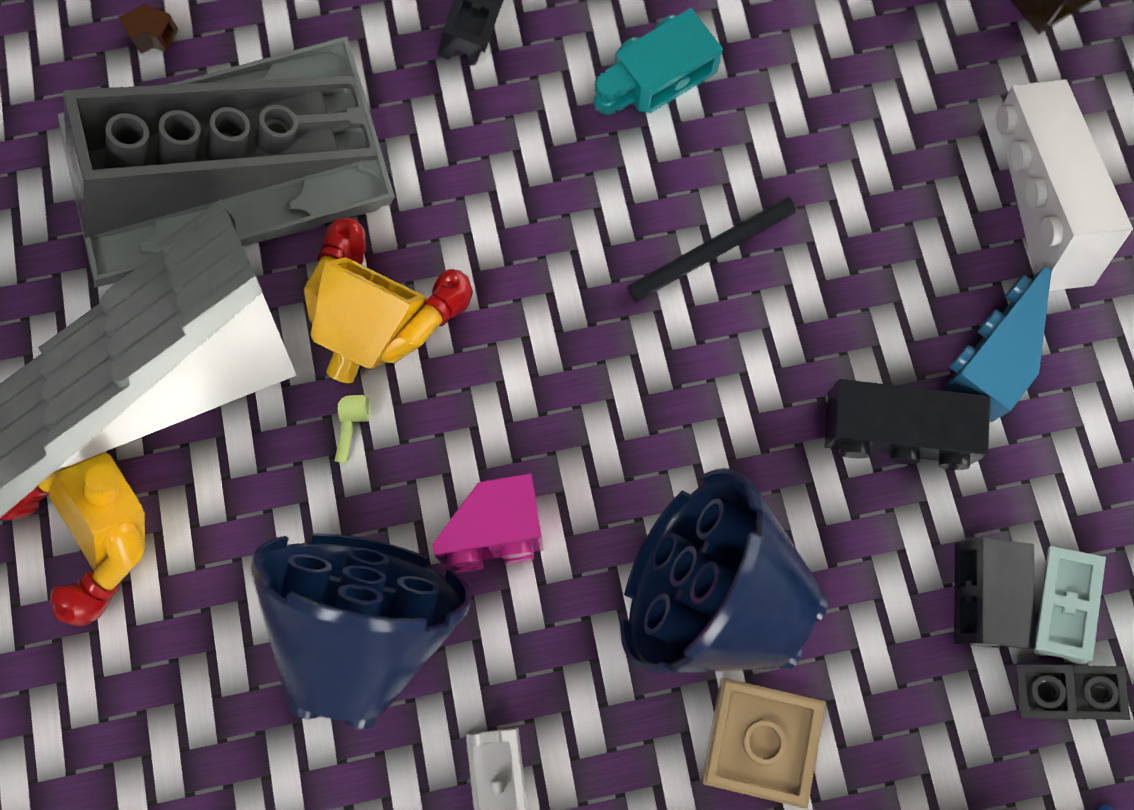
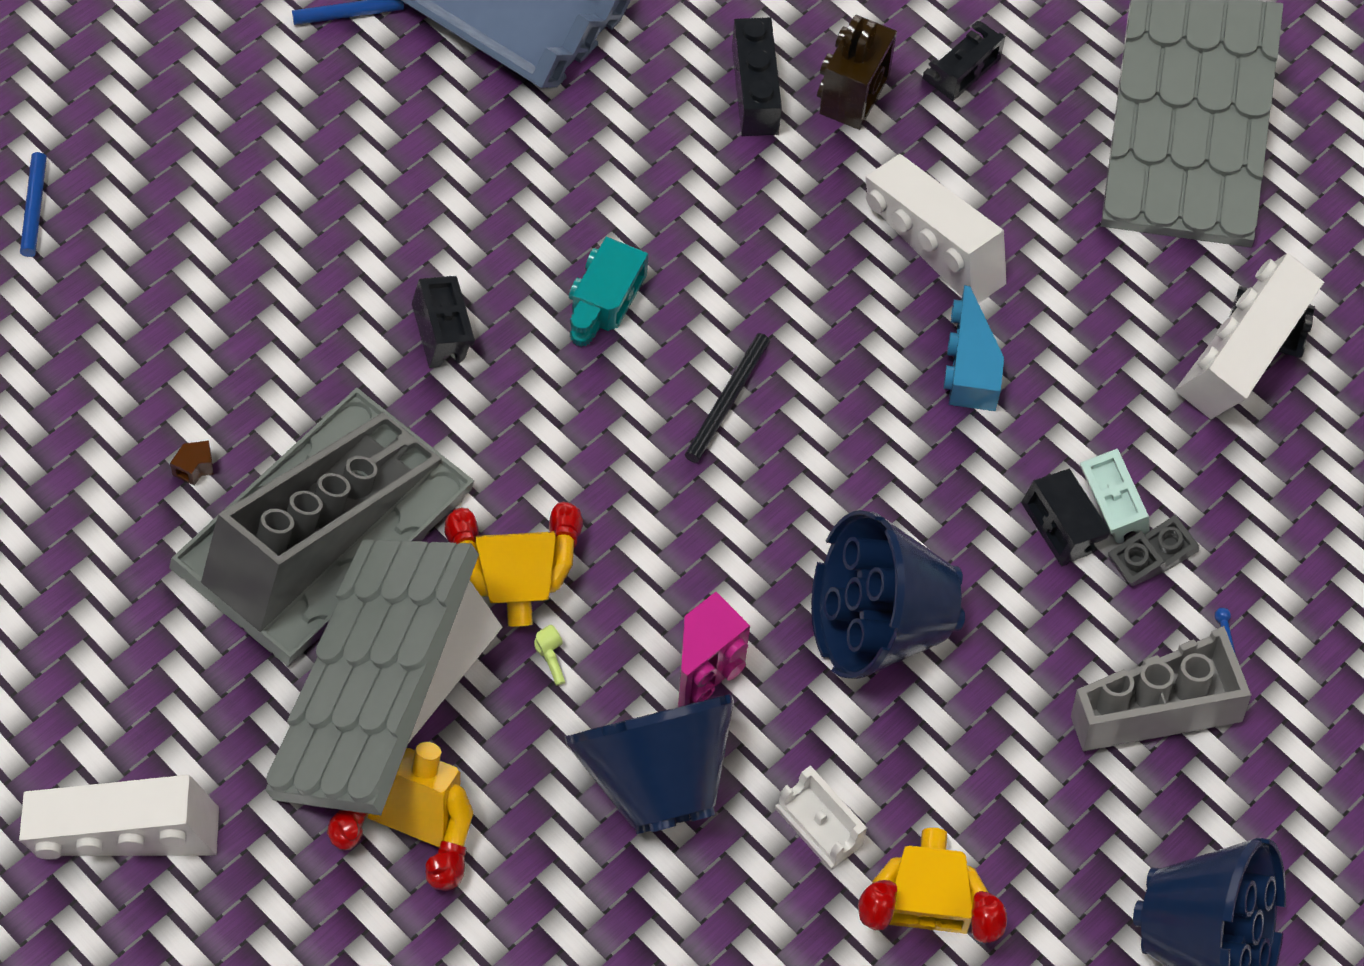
camera: 35 degrees left, 15 degrees down
(763, 743) = (976, 696): tan tile -> none
(907, 424) = (938, 439): black brick -> none

